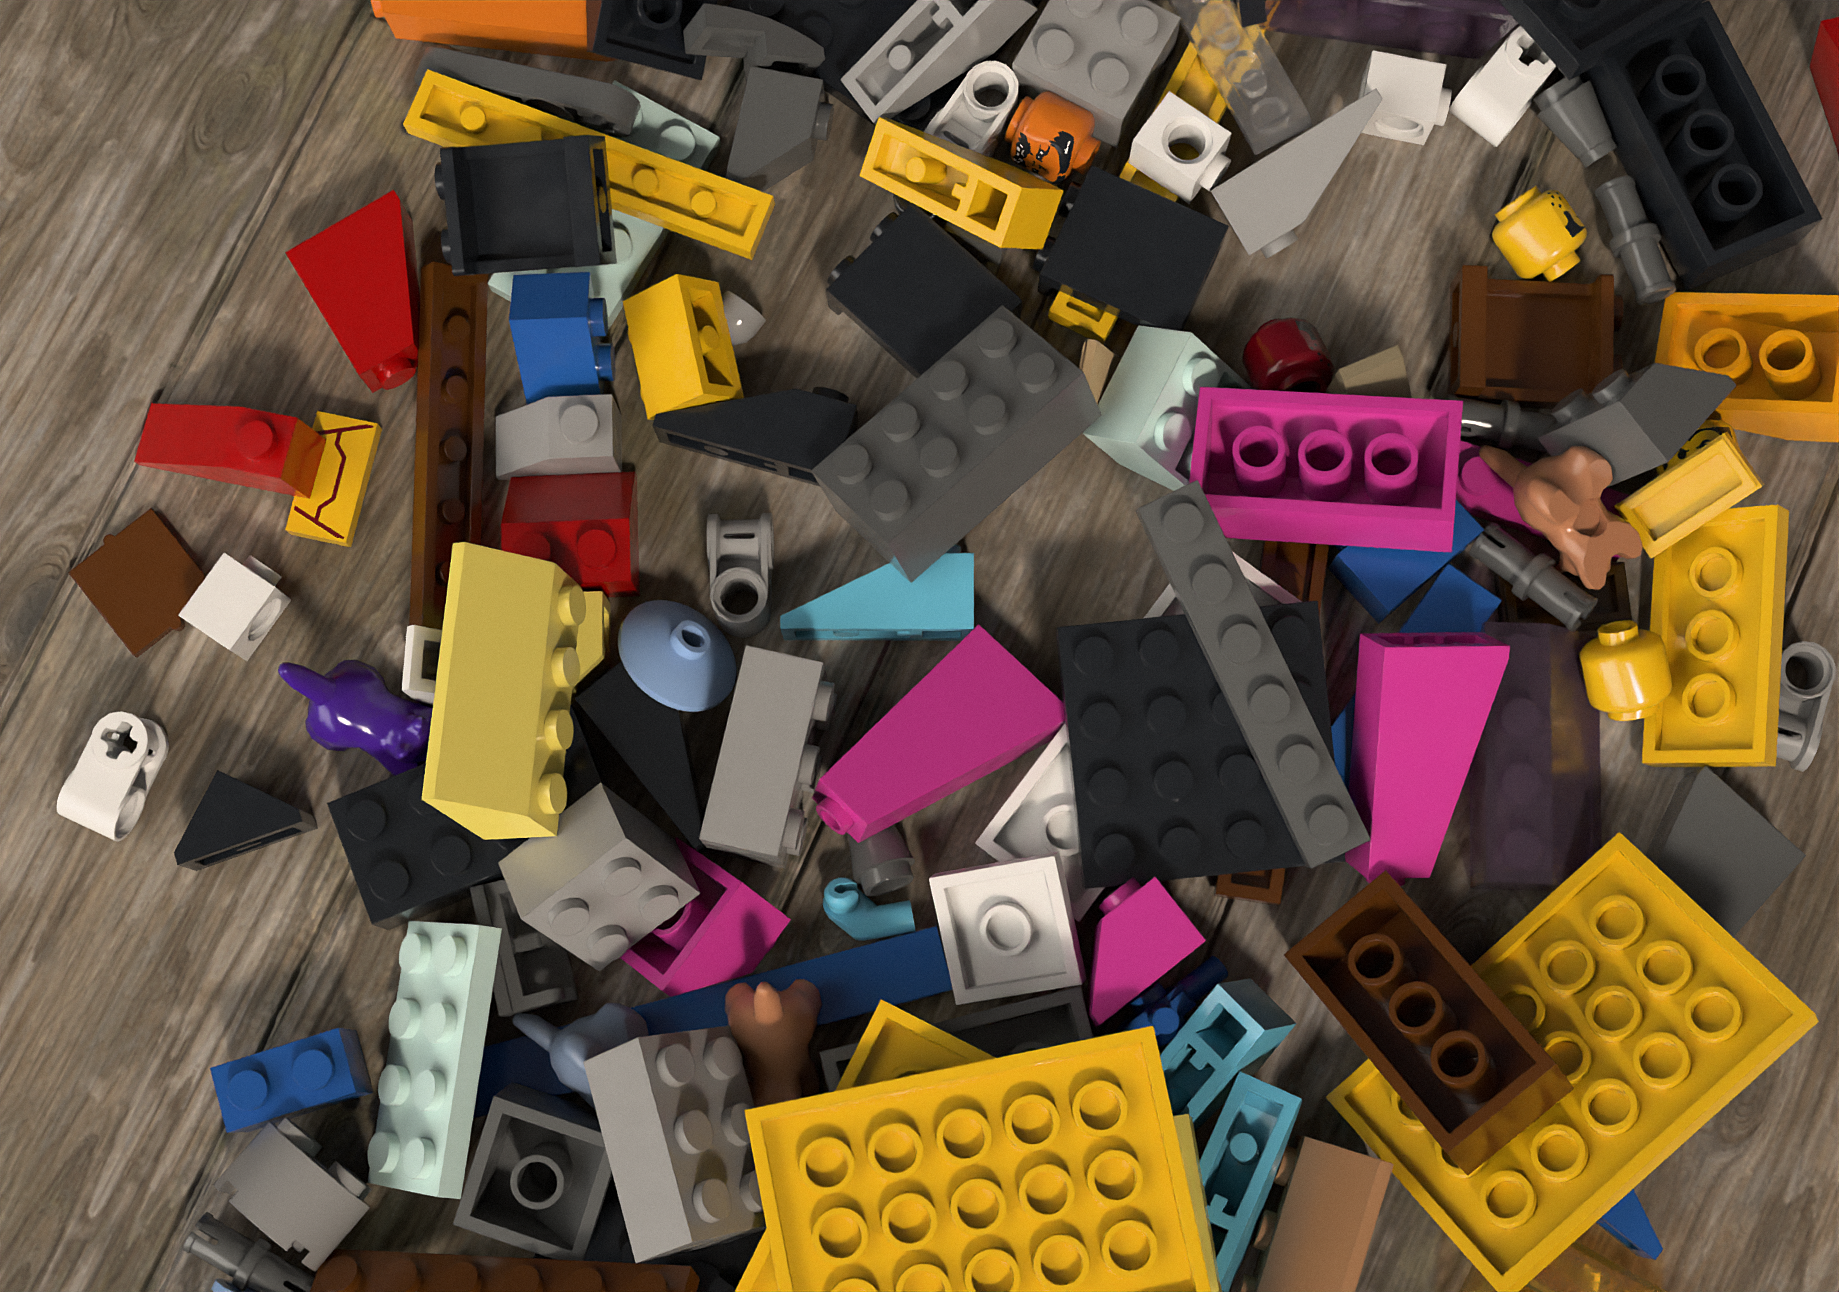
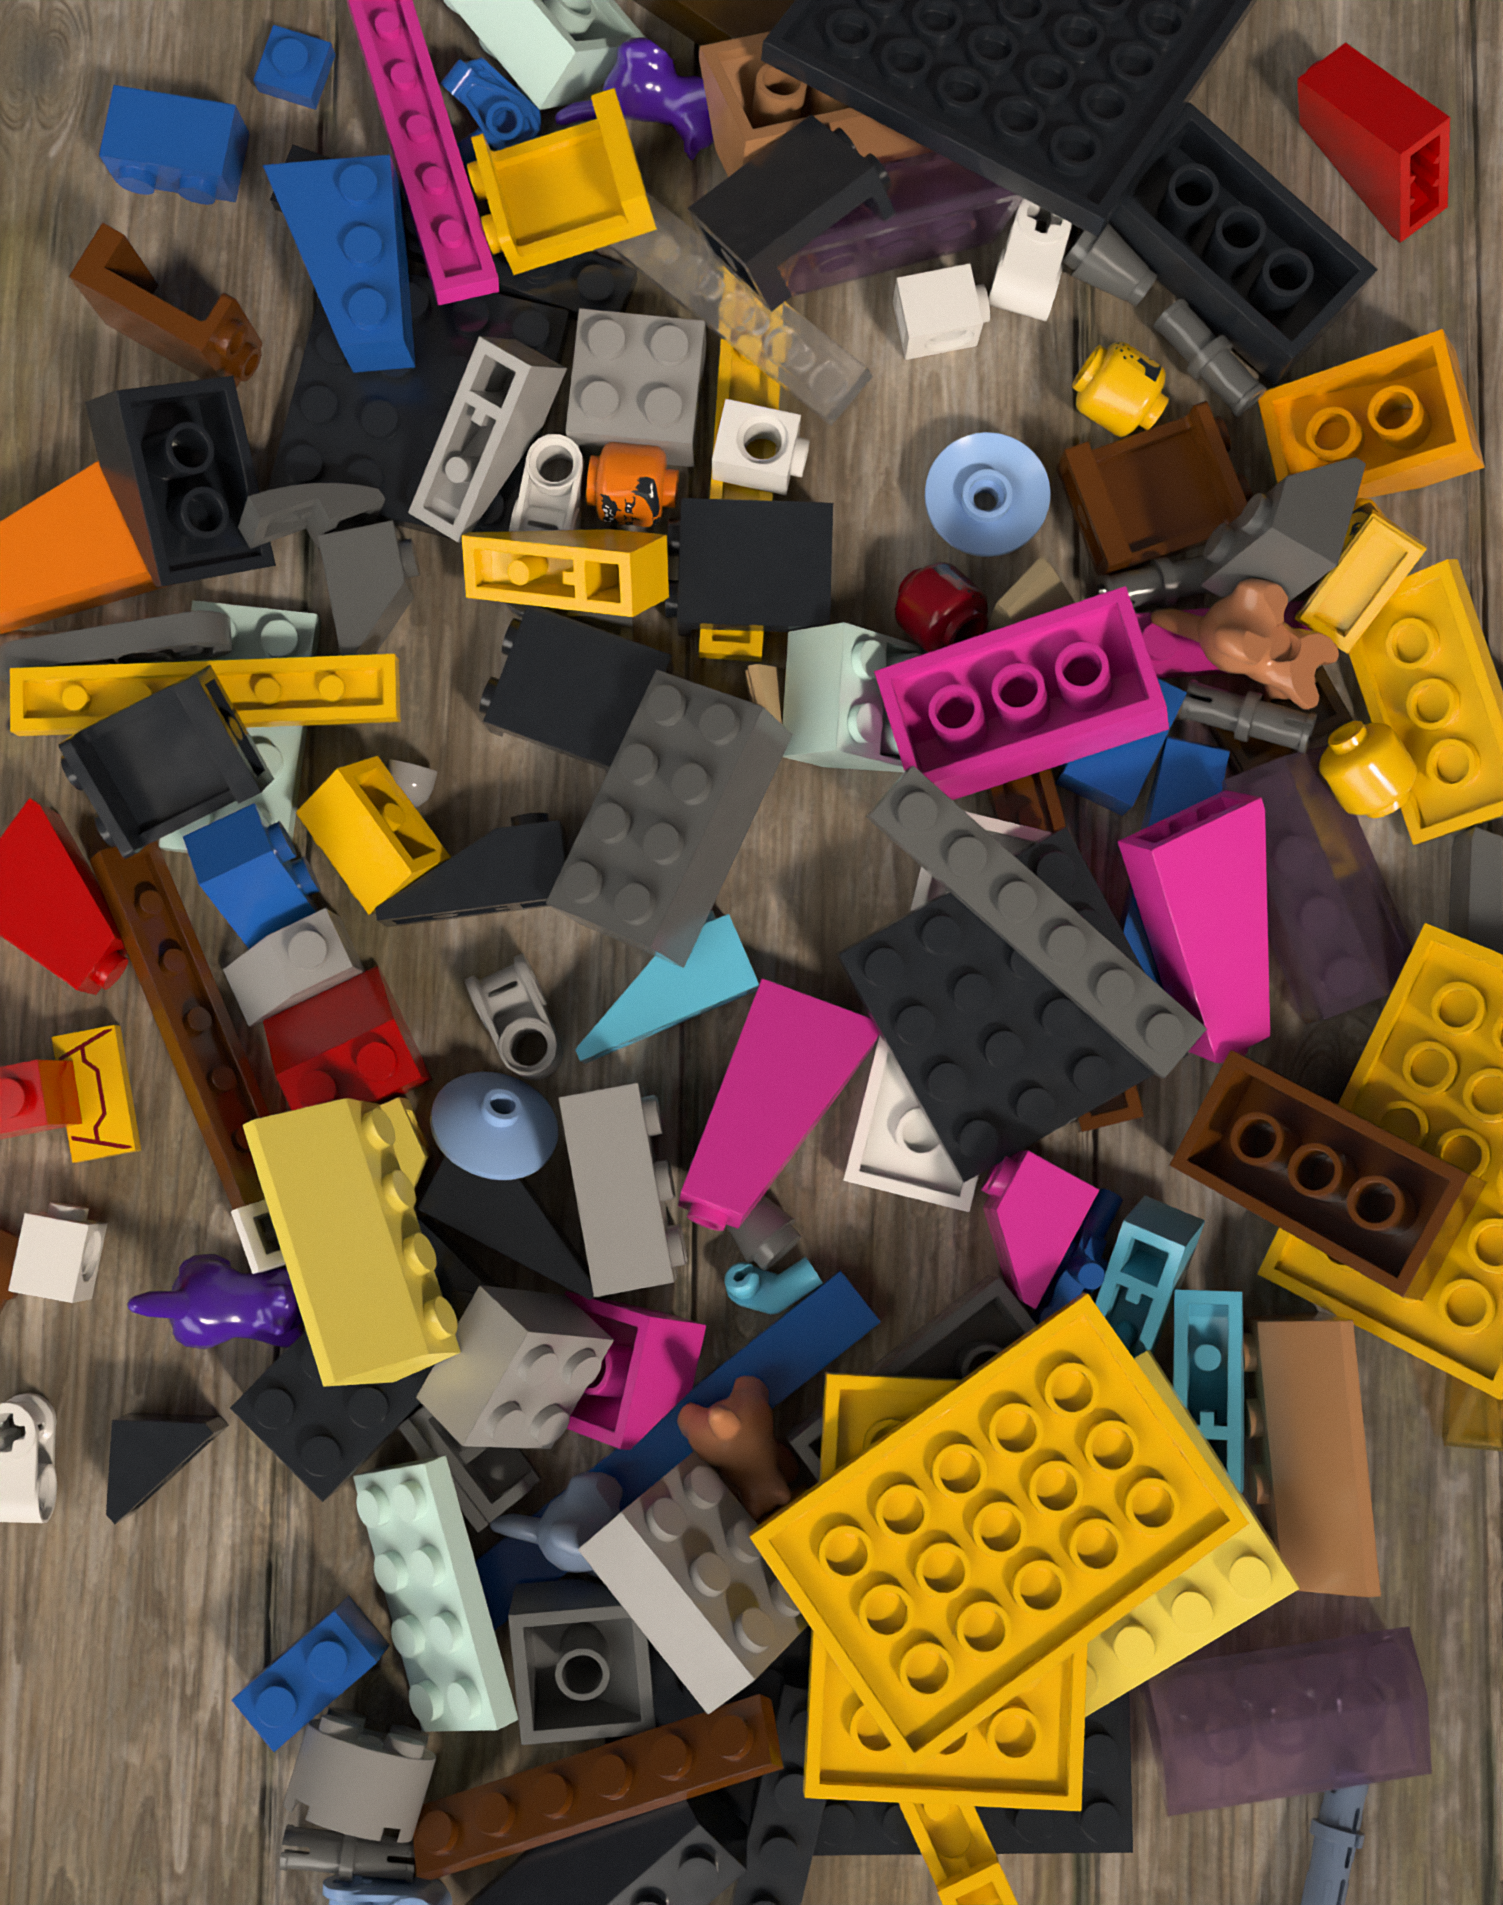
camera: 25 degrees left, 5 degrees up
(1008, 928) = (908, 1247): white plate -> none
(1285, 185) = (870, 439): light grey slope -> none
(1382, 252) = (993, 466): none -> light blue dish

